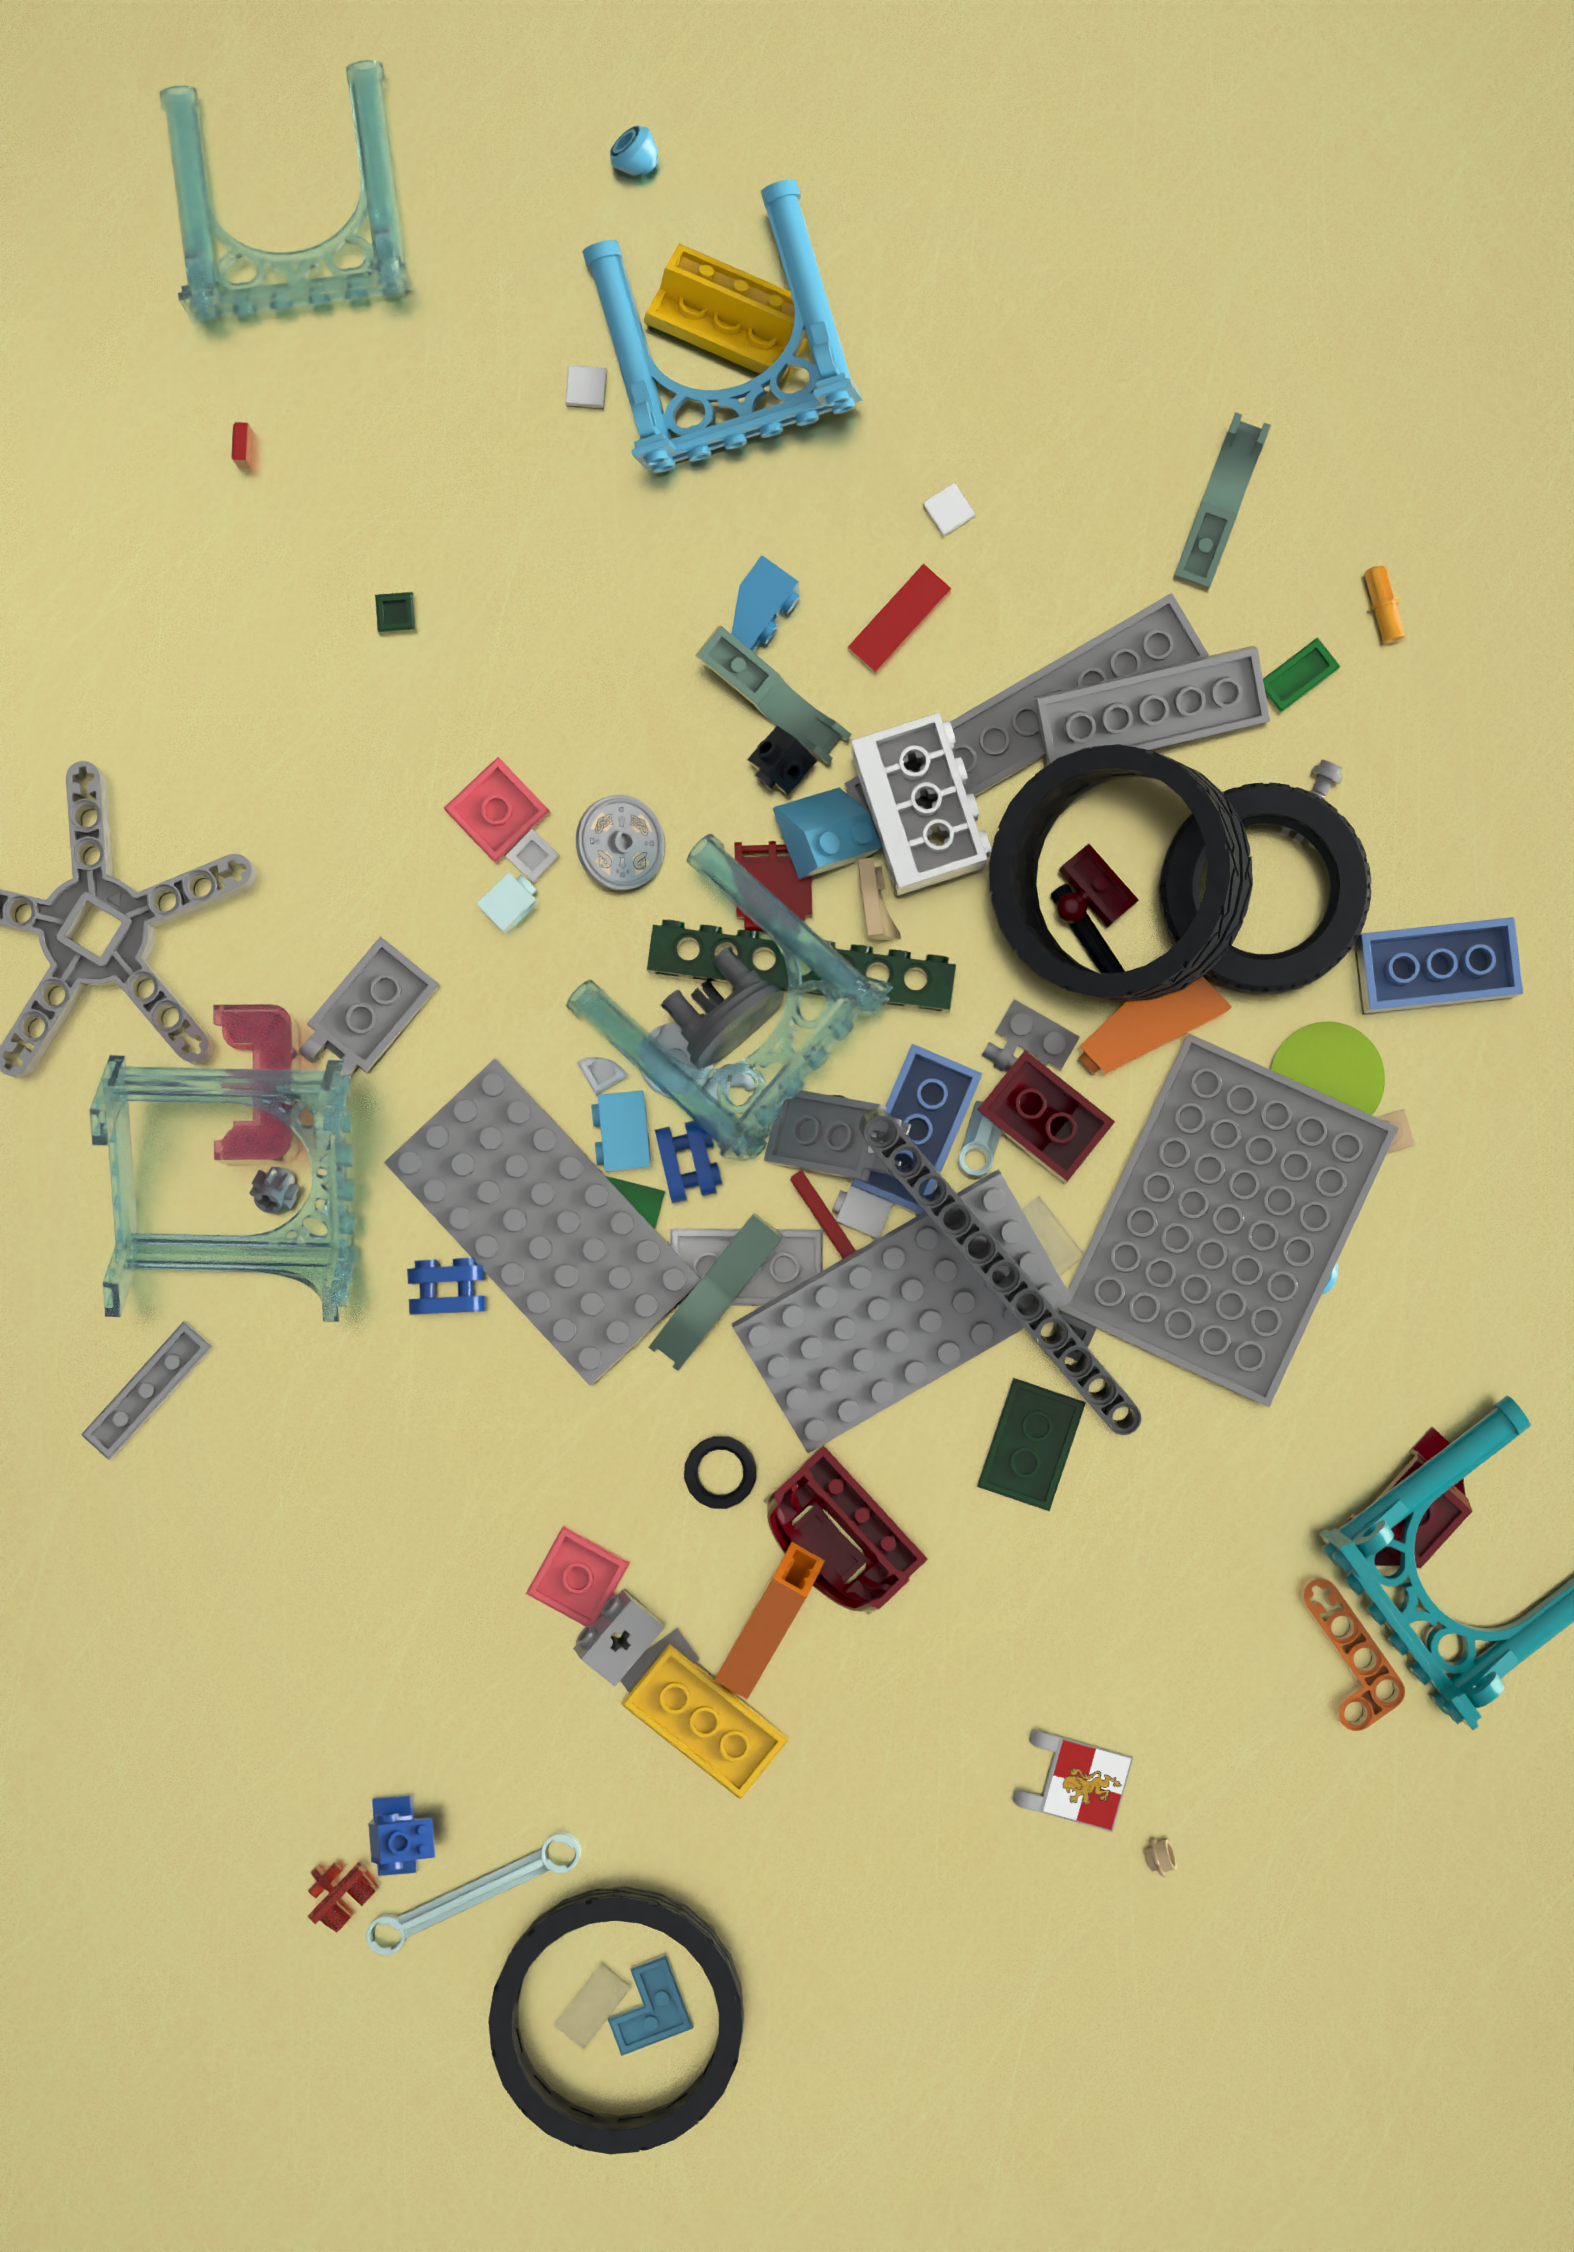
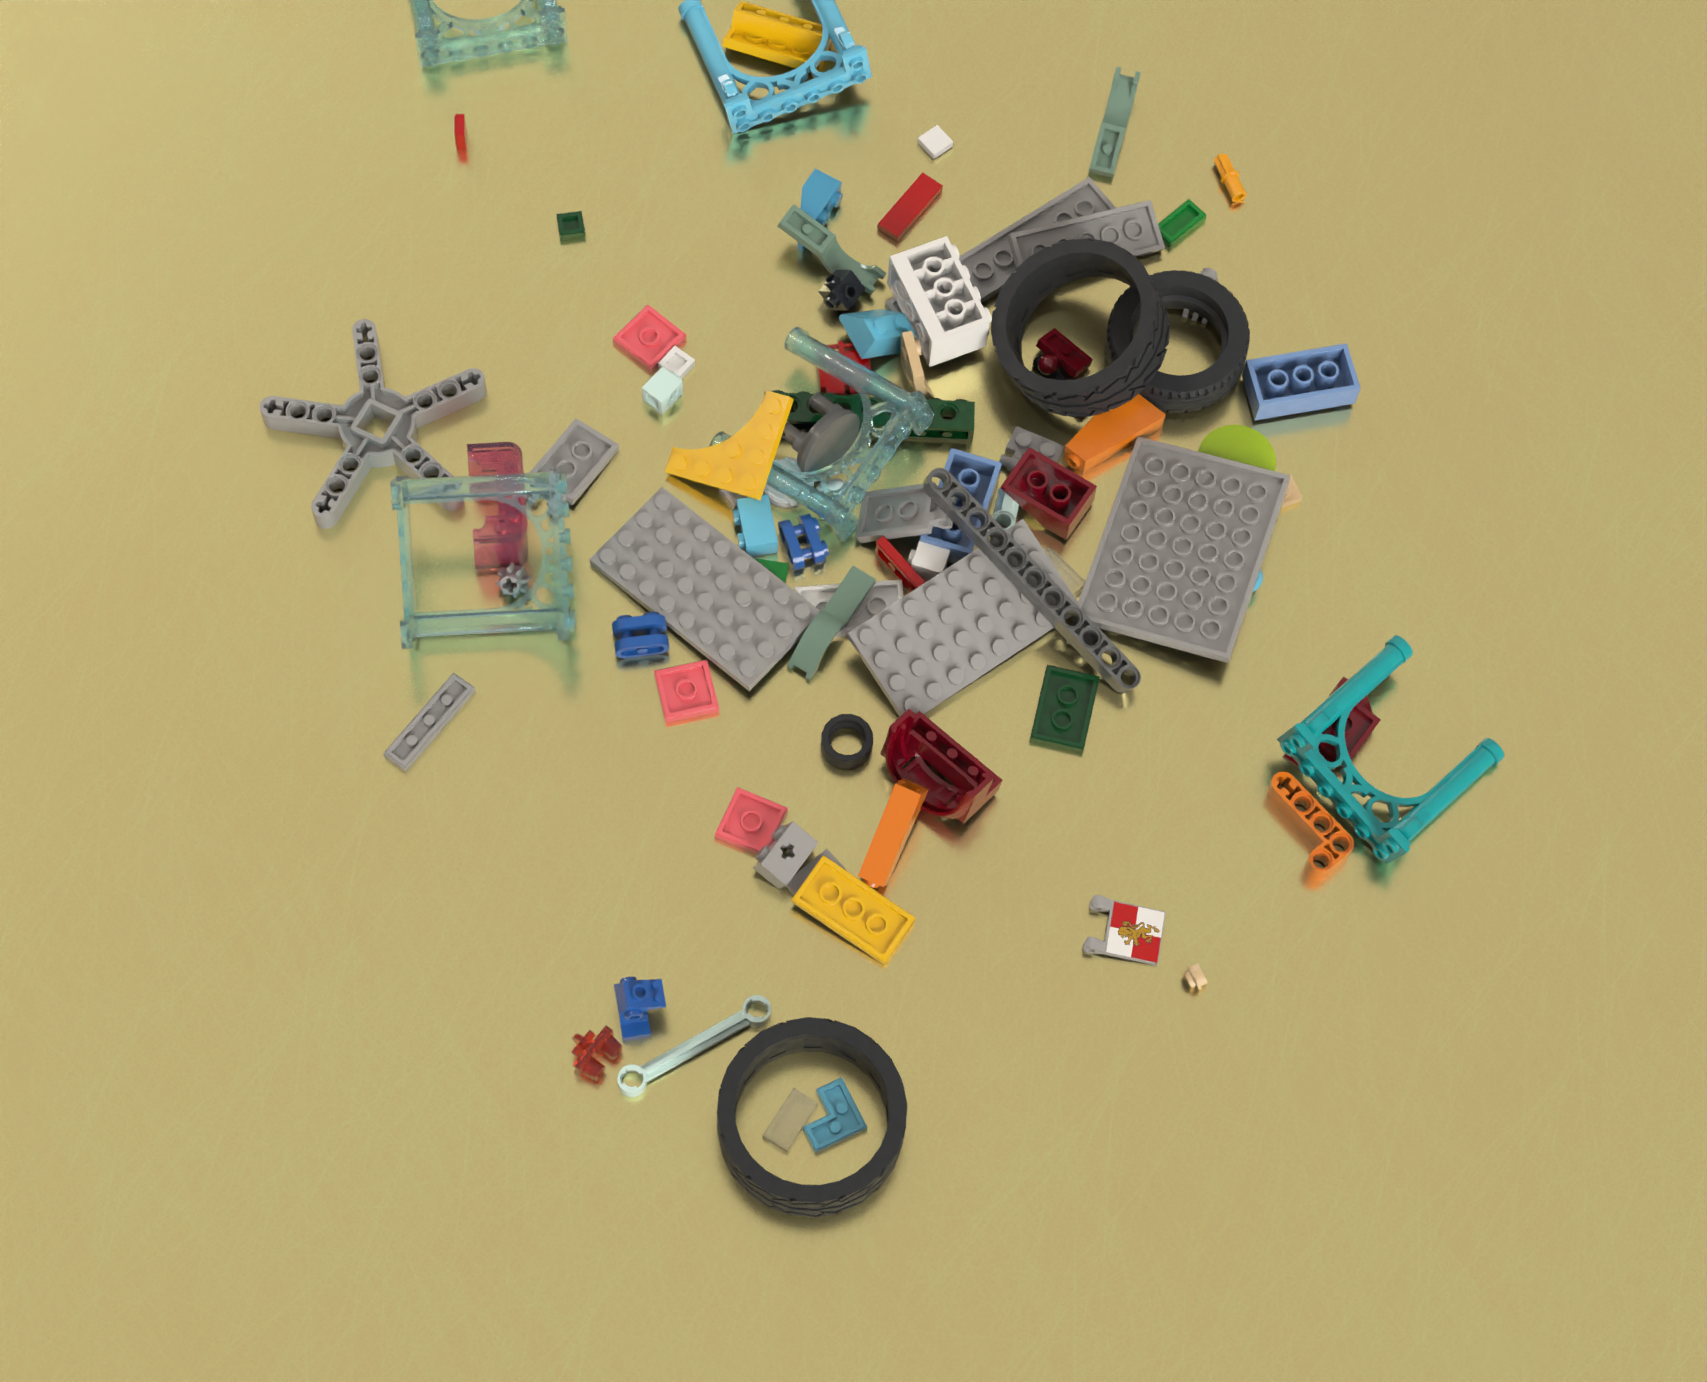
camera: 20 degrees left, 20 degrees down
(505, 1373) = (686, 691): none -> coral tile
(586, 386) = (687, 86): white tile -> none
(607, 1041) = (744, 459): none -> yellow plate
(620, 842) = (736, 347): light grey shield -> none

